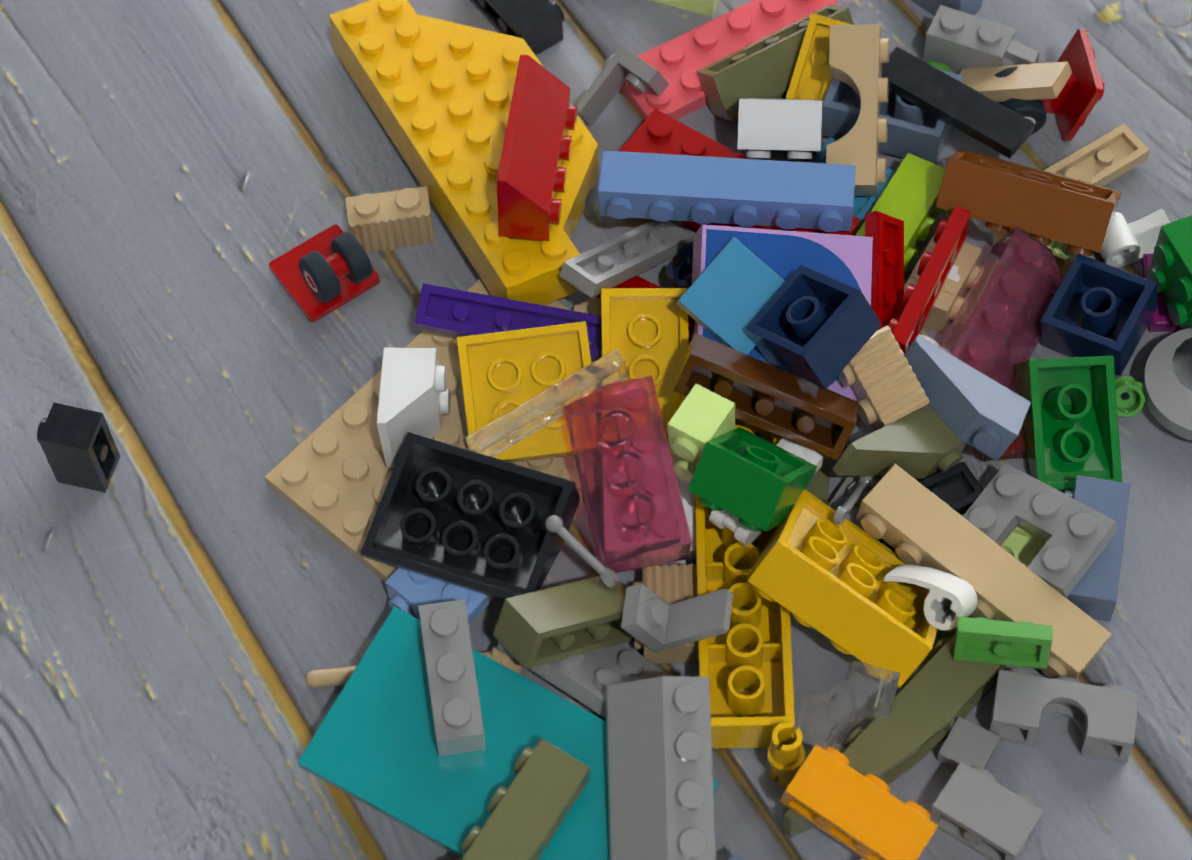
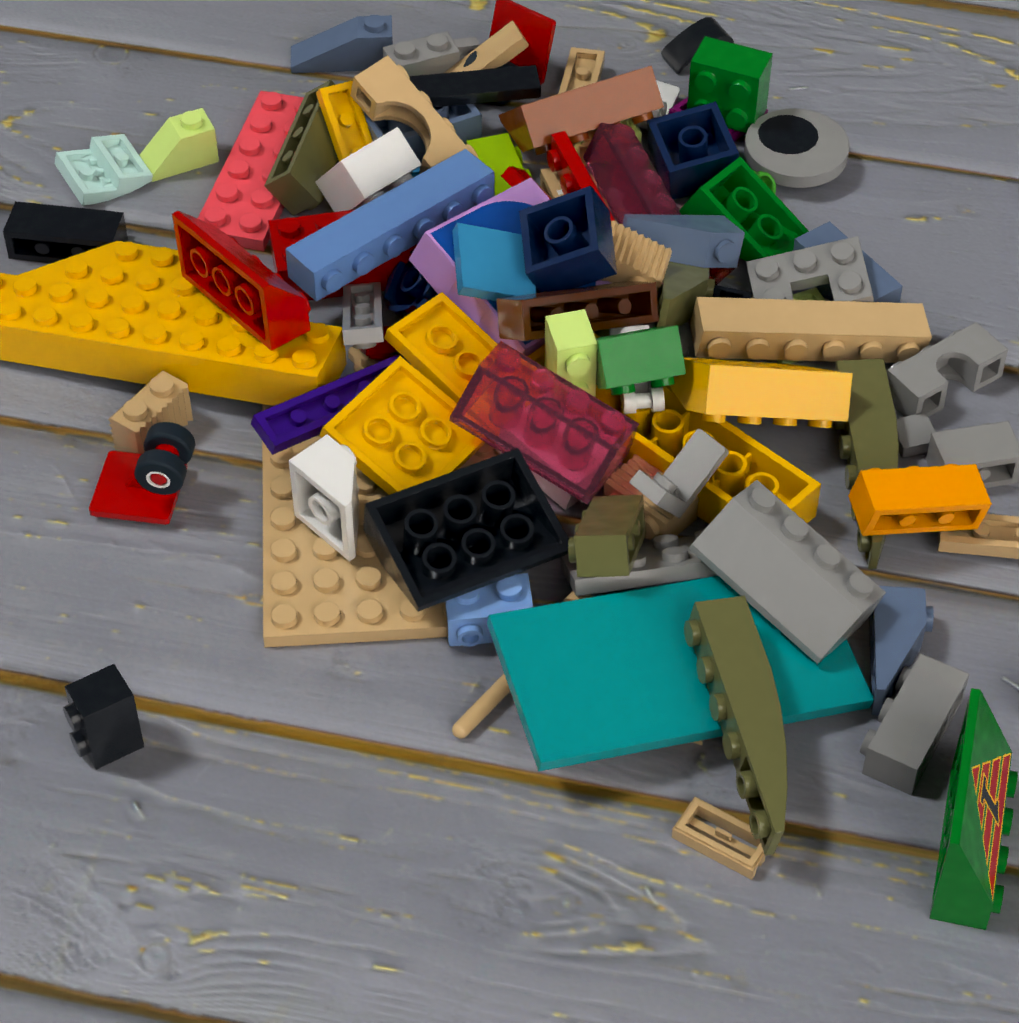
camera: 50 degrees left, 10 degrees down
(452, 677) = (589, 618): light grey brick -> none
(546, 406) = (440, 416): clear tile -> none
(555, 525) = (537, 481): light grey hinge -> none
(615, 72) = (226, 207): light grey bracket -> none
(785, 753) = (832, 507): yellow pin -> none
(861, 695) = (836, 437): clear tile -> none
(864, 484) = (698, 348): light grey hinge -> none
(943, 589) = (808, 349): white panel -> none
(1003, 642) = (879, 345): bright green plate -> none

